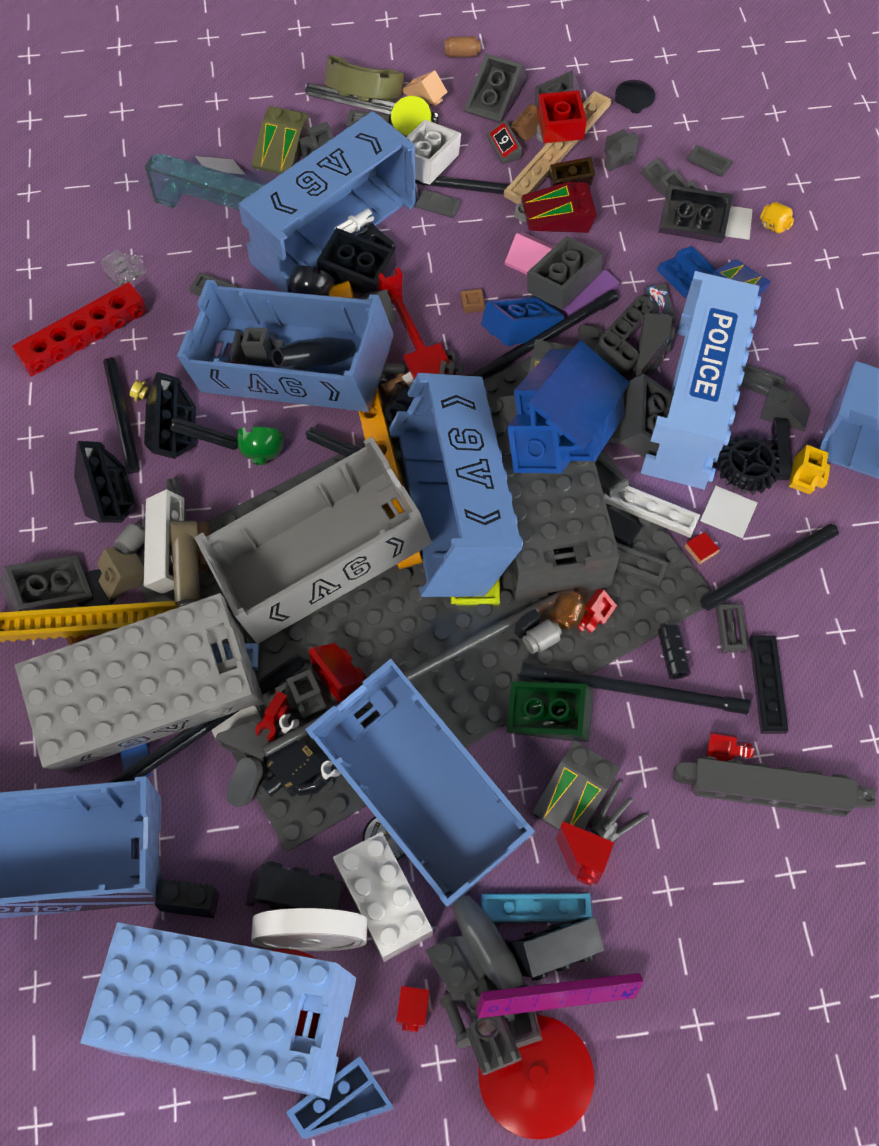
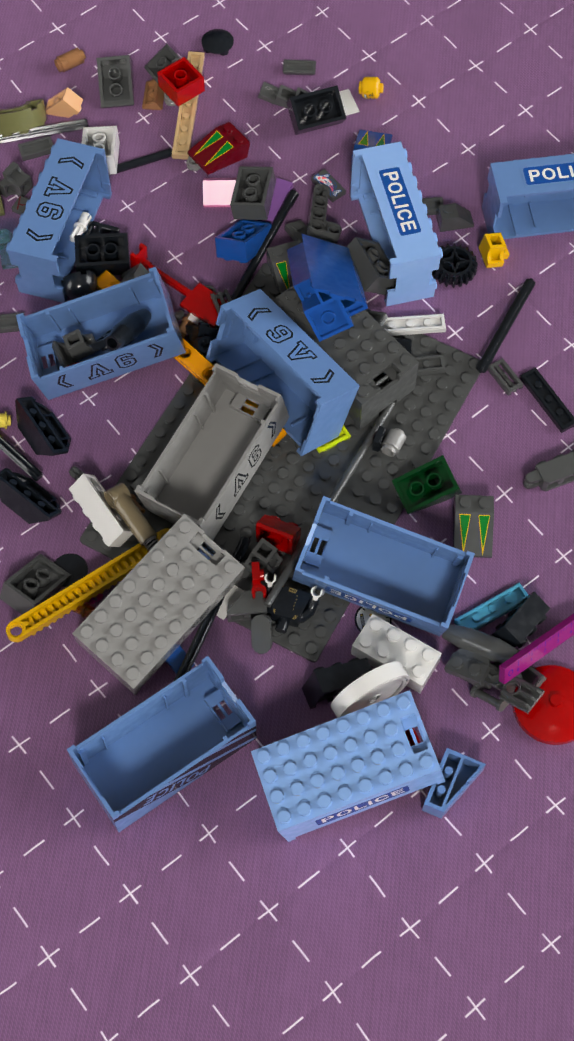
camera: 30 degrees left, 0 degrees up
(119, 572) = (81, 548): dark tan brick -> none
(130, 539) = (72, 524): light grey brick -> none
(186, 898) = (274, 723): black brick -> none
(204, 433) = (76, 425): black axle -> none
(260, 444) = (120, 413): green cylinder -> none
(331, 442) = (171, 387): black axle -> none
(409, 114) = (67, 127): neon yellow tile -> none
(412, 1008) = (457, 707): red brick -> none
(438, 203) = (127, 185): dark grey tile -> none
(472, 300) = (198, 243): medium nougat tile -> none
(504, 143) = (147, 118): slope -> none
(568, 610) = (399, 416): clear orange head -> none
(572, 171) = (213, 118): dark brown brick -> none
(584, 852) = (502, 558): red slope -> none
(599, 610) = (418, 406): red plate -> none
(607, 826) = (505, 539): dark grey plant -> none
(620, 149) = (234, 86): dark grey brick -> none
(653, 343) = (343, 213): dark grey slope -> none
(674, 652) = (479, 409): black axle -> none
(681, 269) = (333, 153): blue slope -> none
(702, 548) = (456, 335): red tile -> none
(724, 747) = (547, 450): red plate -> none
(726, 703) = (531, 424): black piece -> none
(729, 511) = (458, 303): white sticker -> none
(780, 442) = (462, 237): black beam -> none

